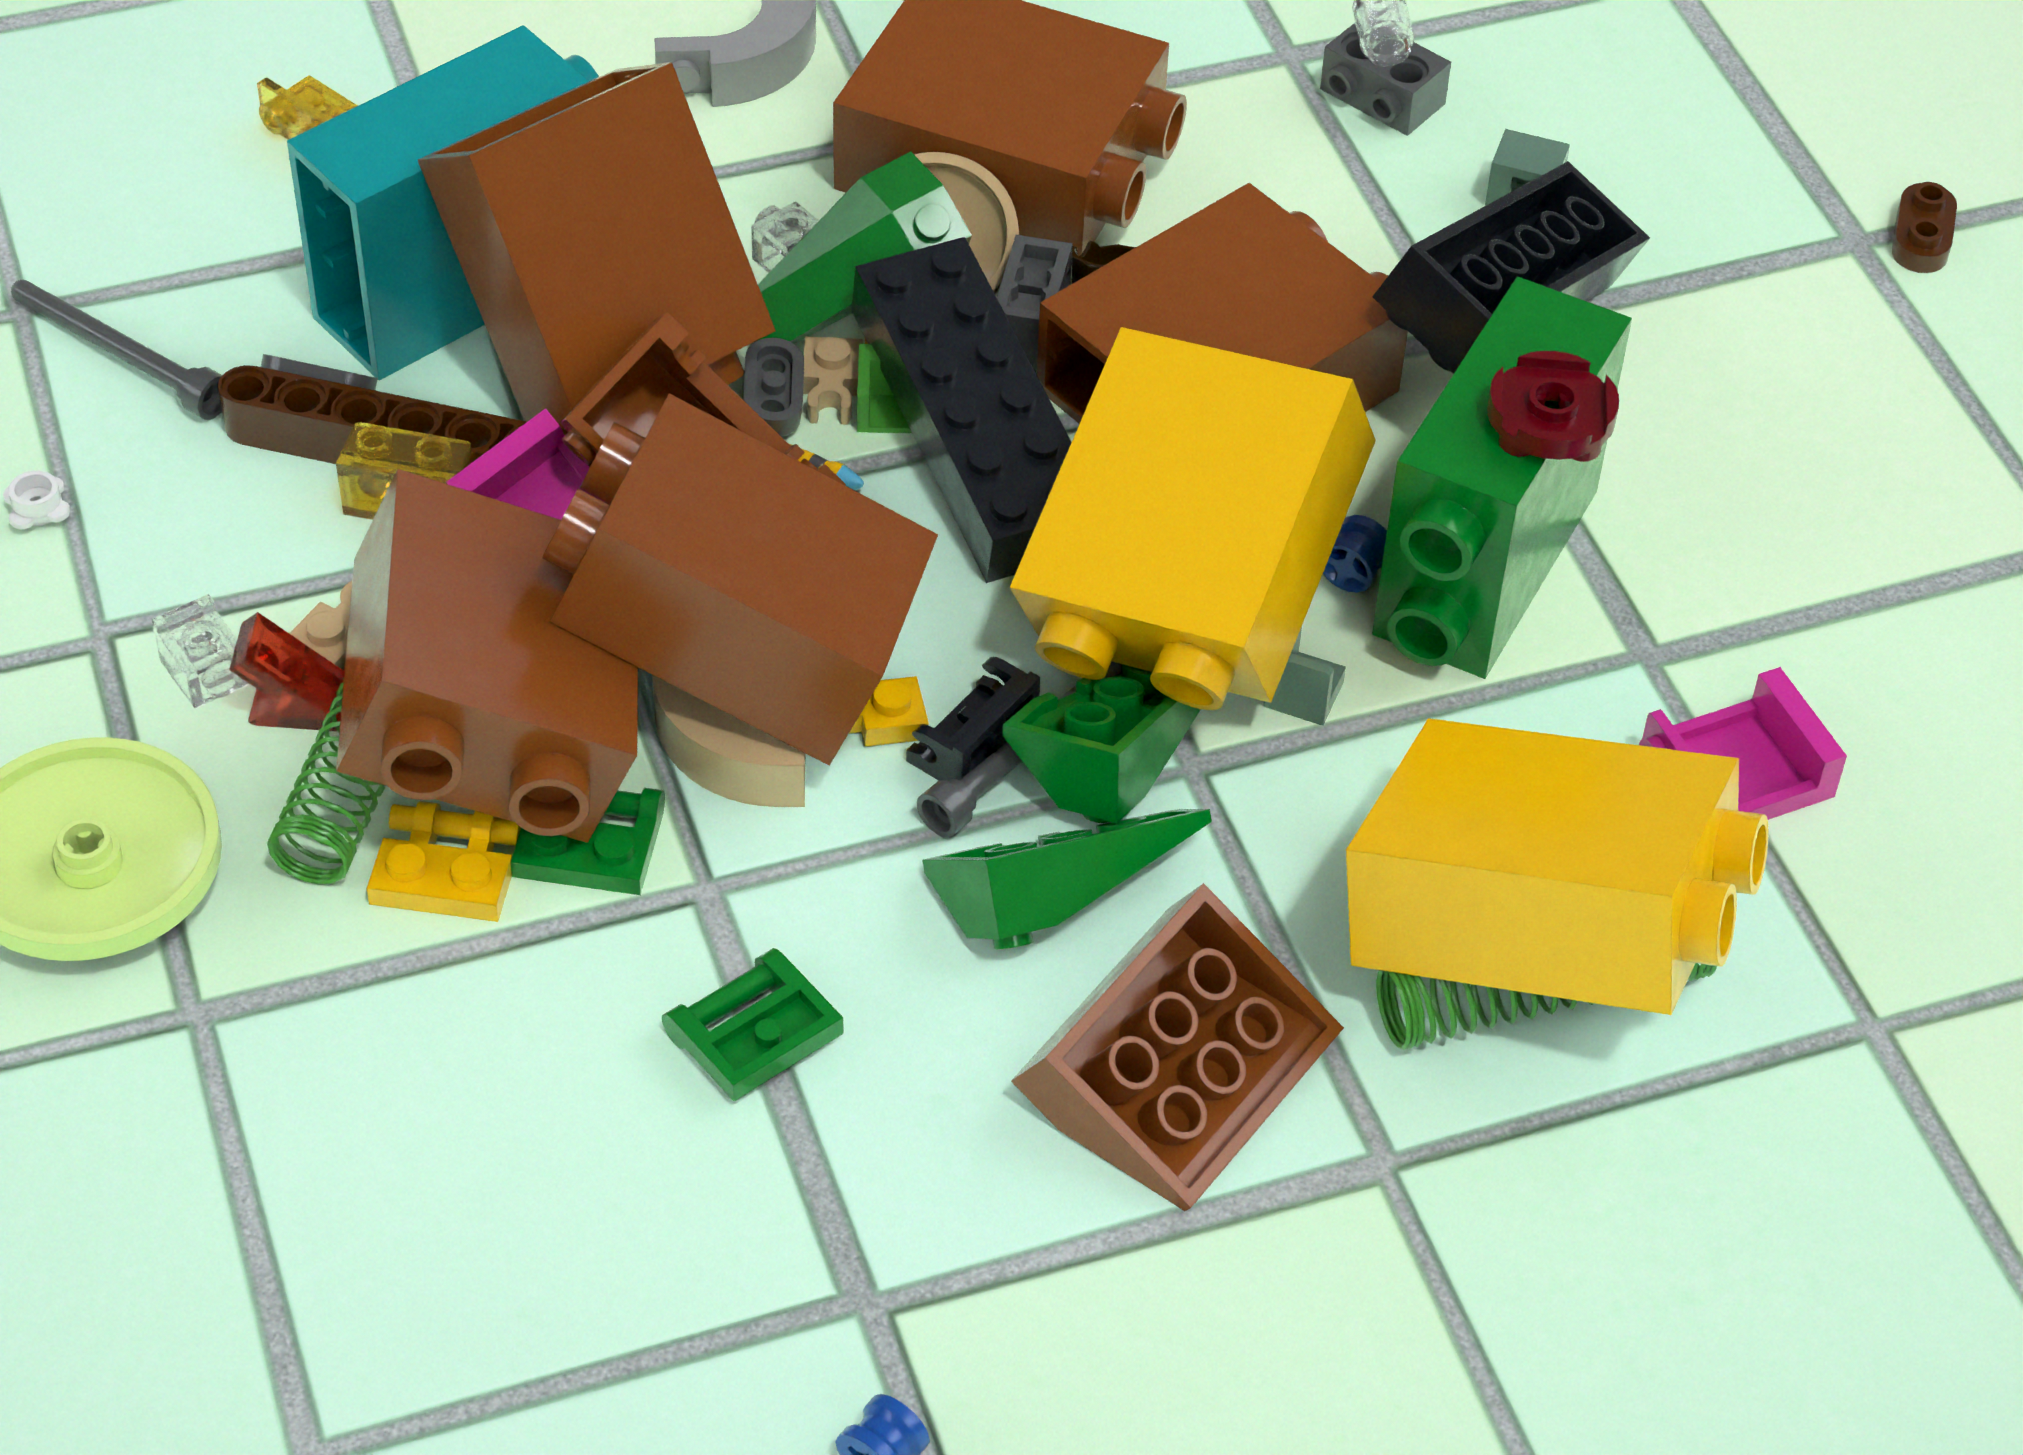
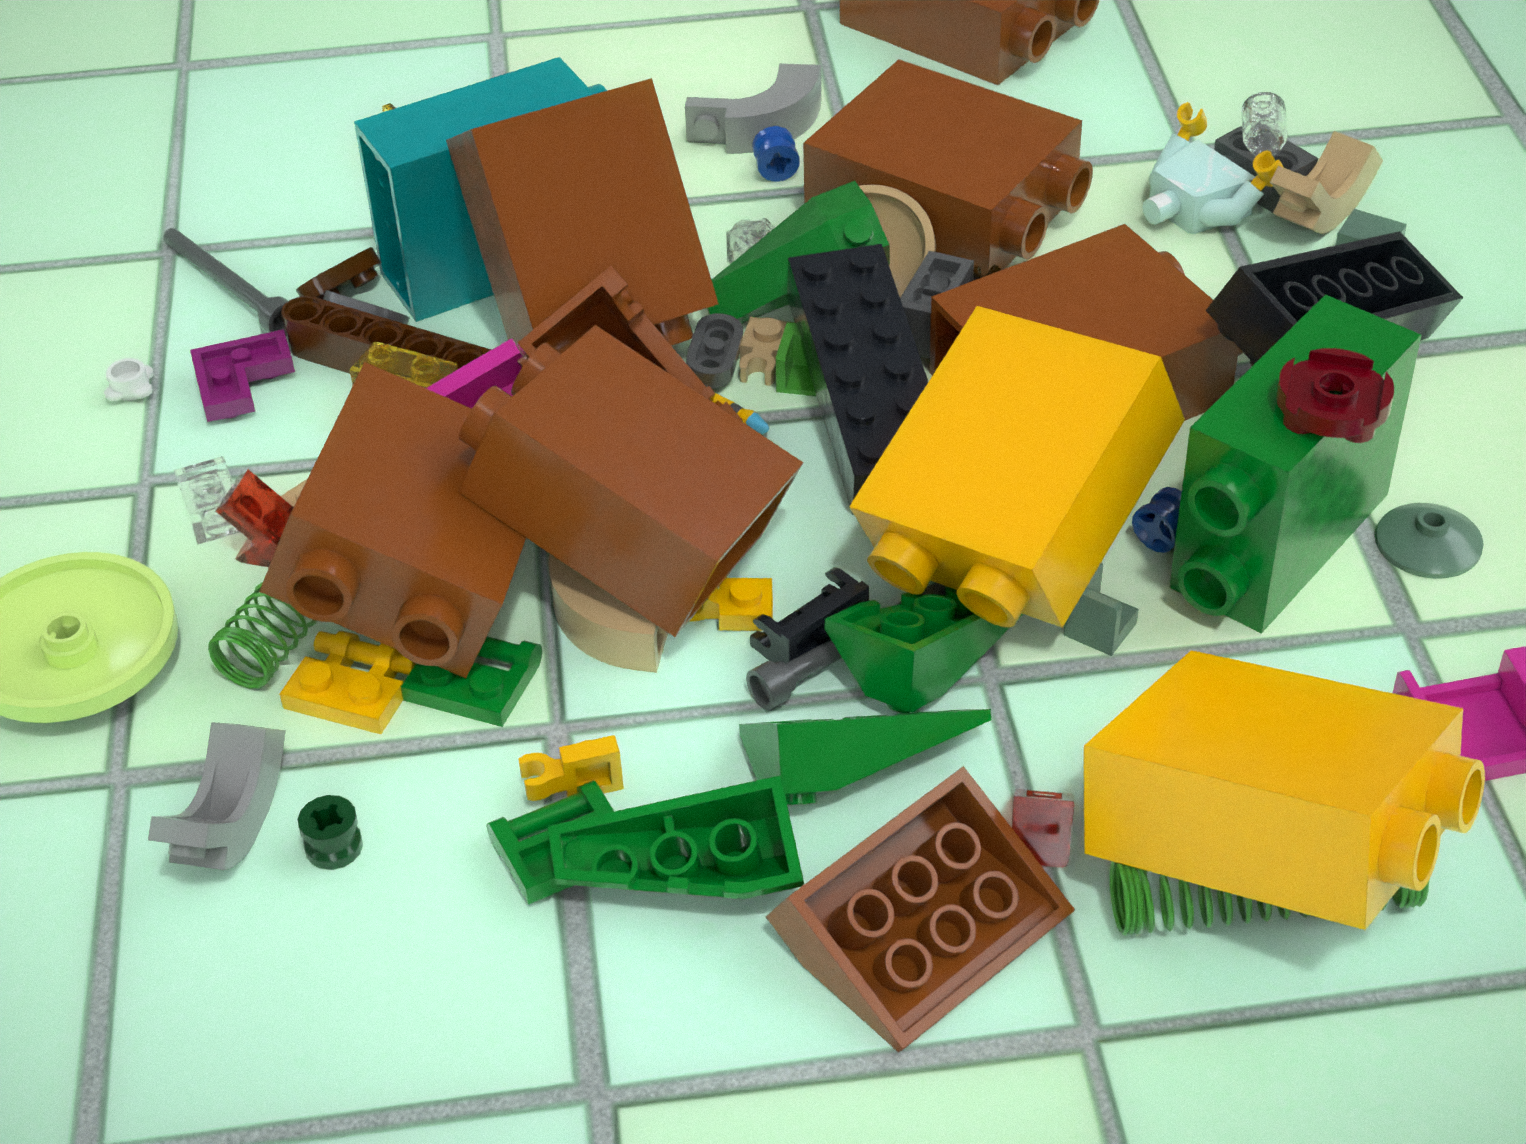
camera: 15 degrees right, 5 degrees down
(164, 474) = (229, 366): none -> magenta plate
(286, 319) = (355, 270): none -> reddish brown plate
(351, 1022) = (230, 799): none -> light grey arch
(496, 1058) = (330, 832): none -> dark green wheel
(751, 934) = (577, 765): none -> yellow plate
(782, 106) = (766, 150): none -> blue wheel
(923, 1009) = (697, 844): none -> green wedge
(1294, 931) = (1044, 824): none -> clear red slope
(1316, 109) = (1200, 186): none -> light aqua torso
(1470, 98) = (1331, 187): none -> tan arch
(1652, 544) = (1429, 540): none -> sand green dish

